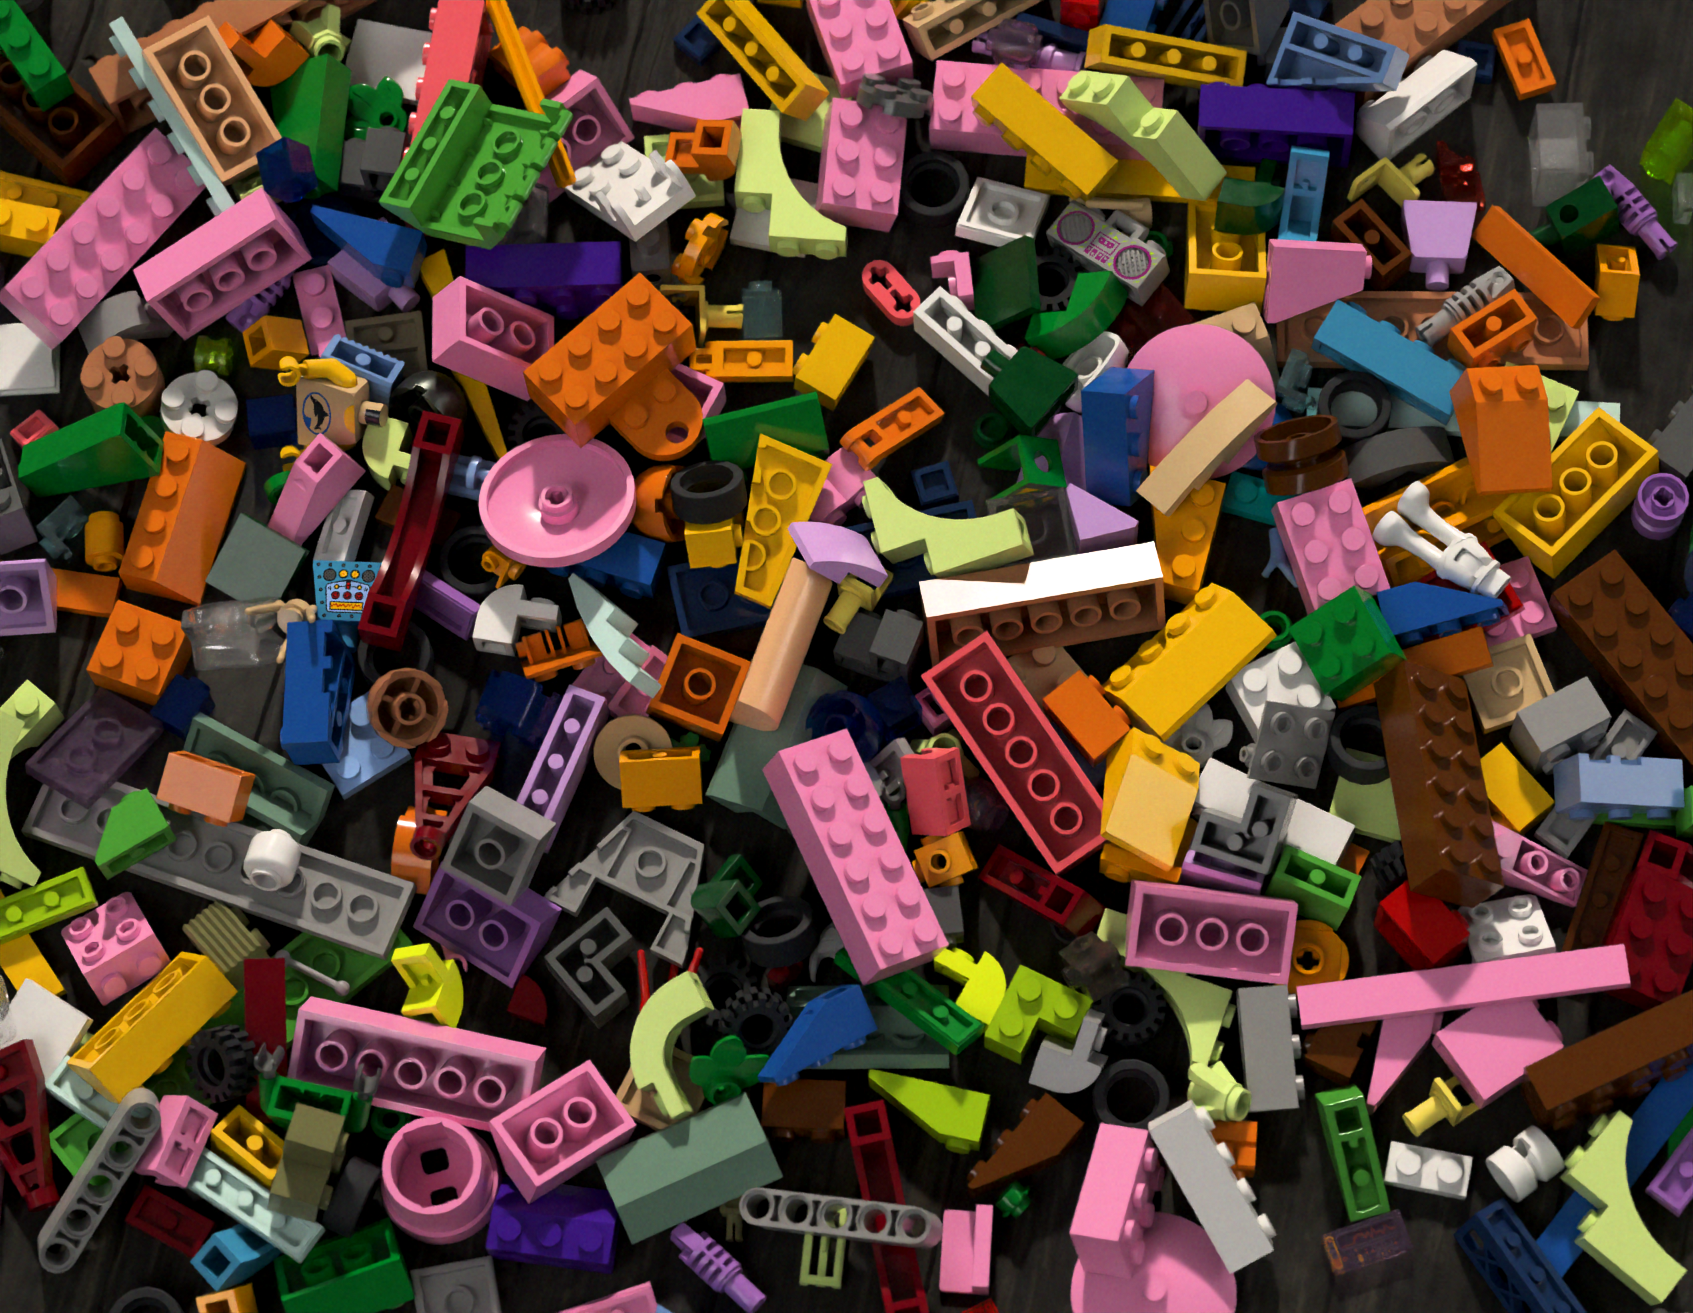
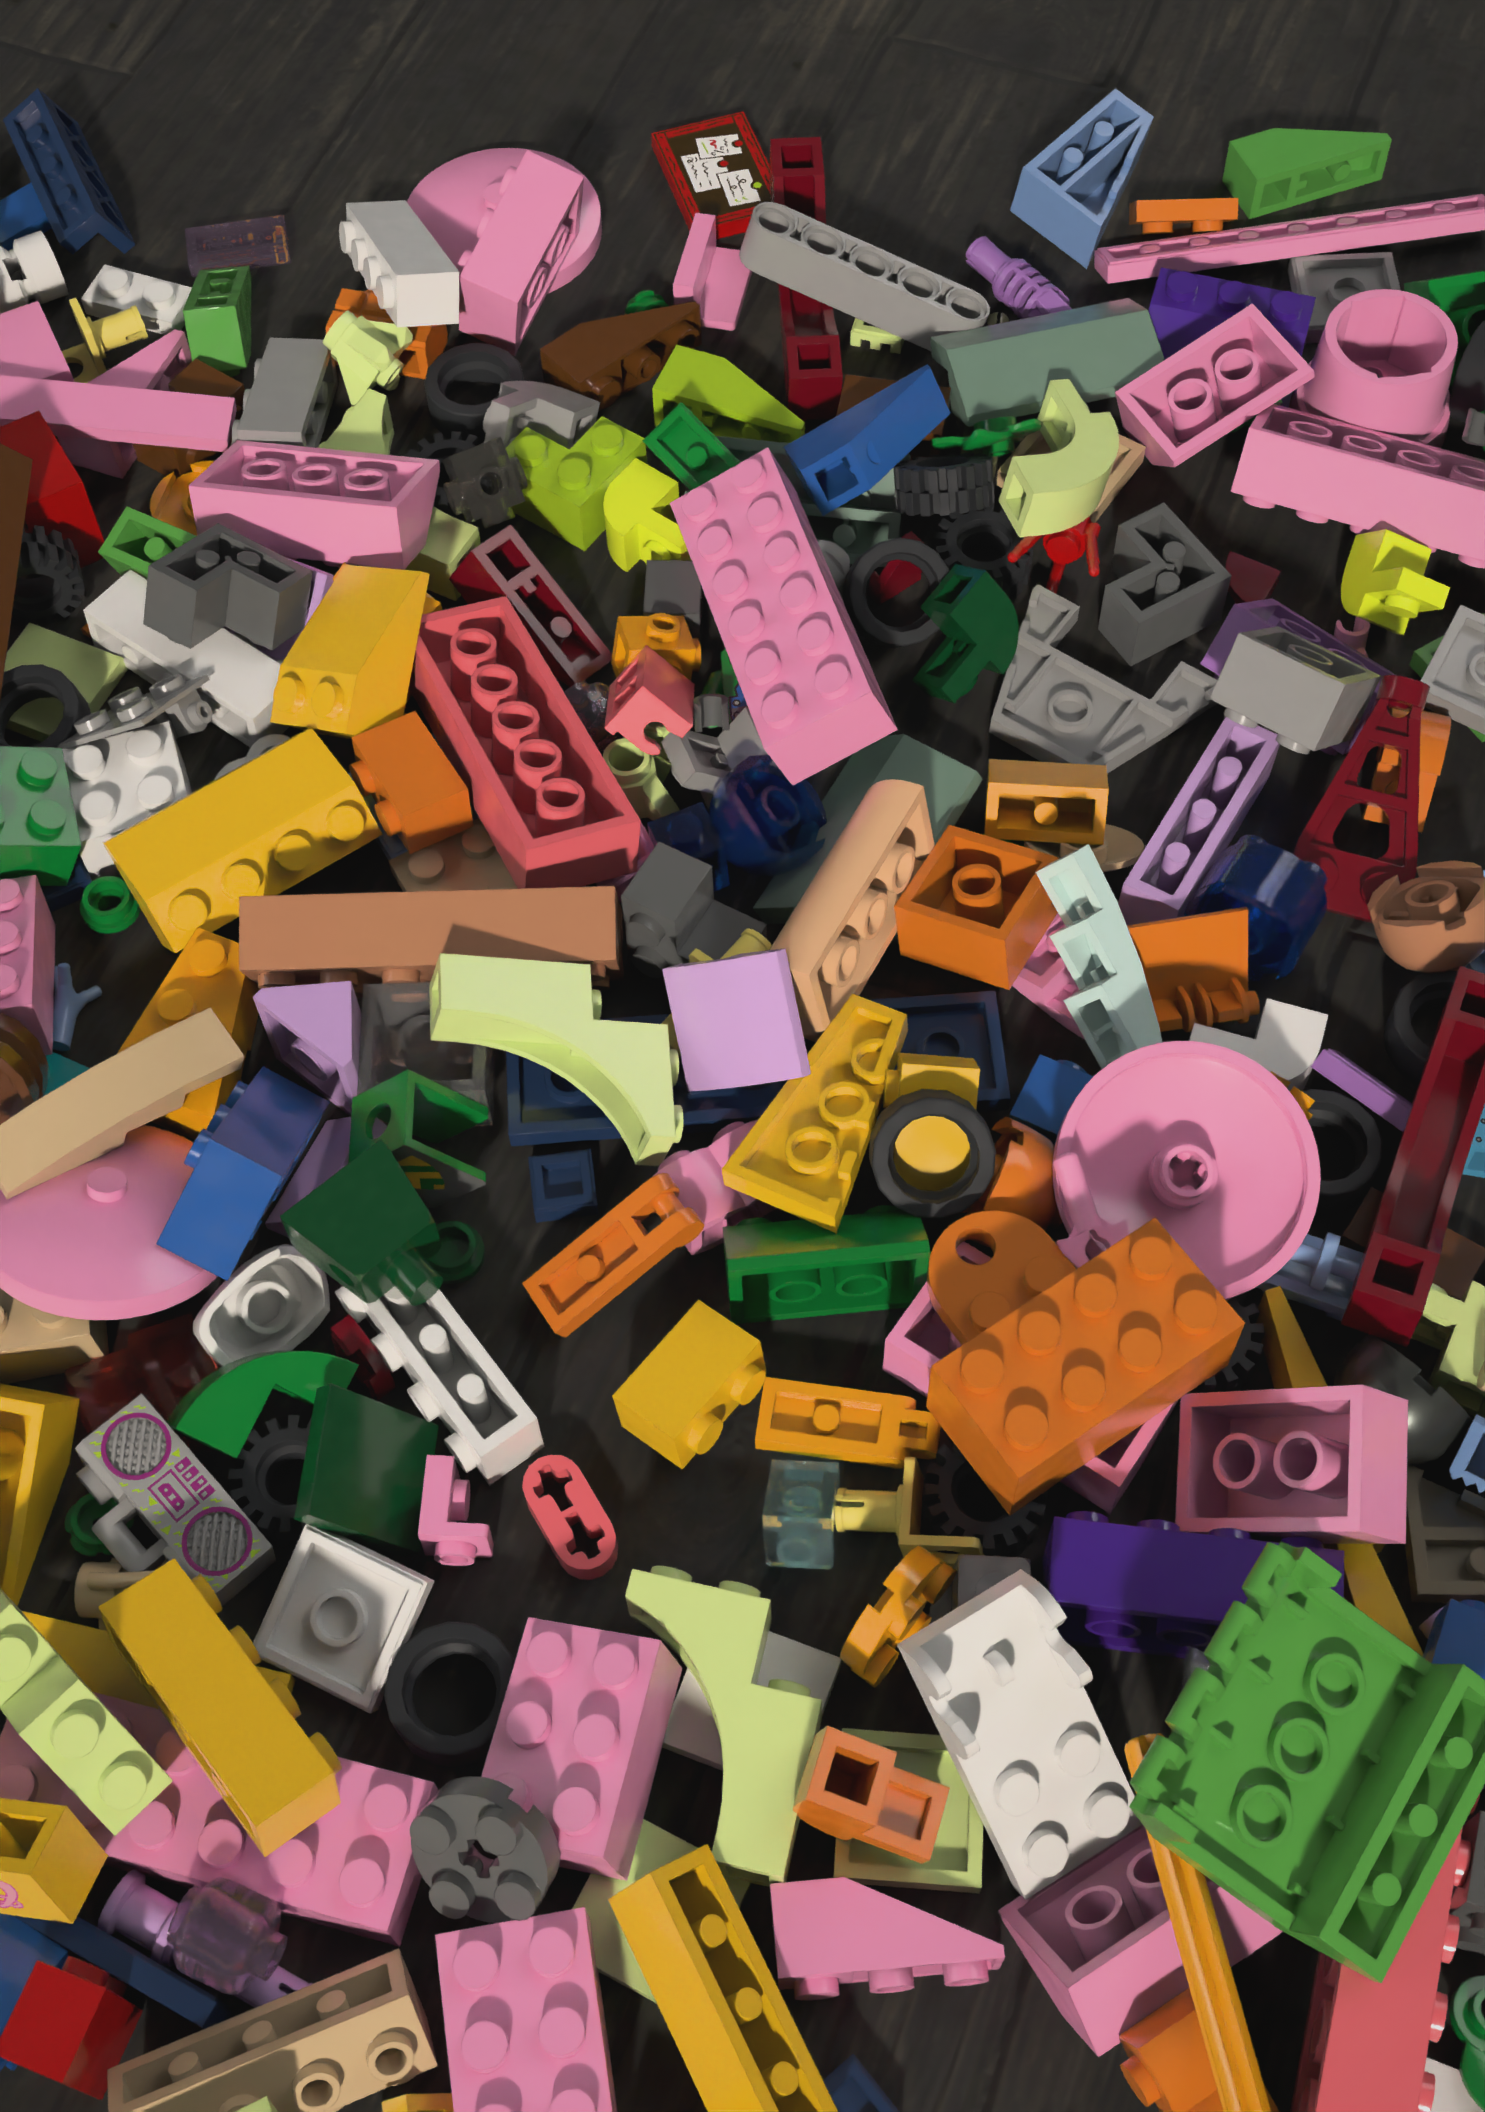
camera: 175 degrees left, 10 degrees down
(620, 443) = (1082, 1212): none -> bright pink bar

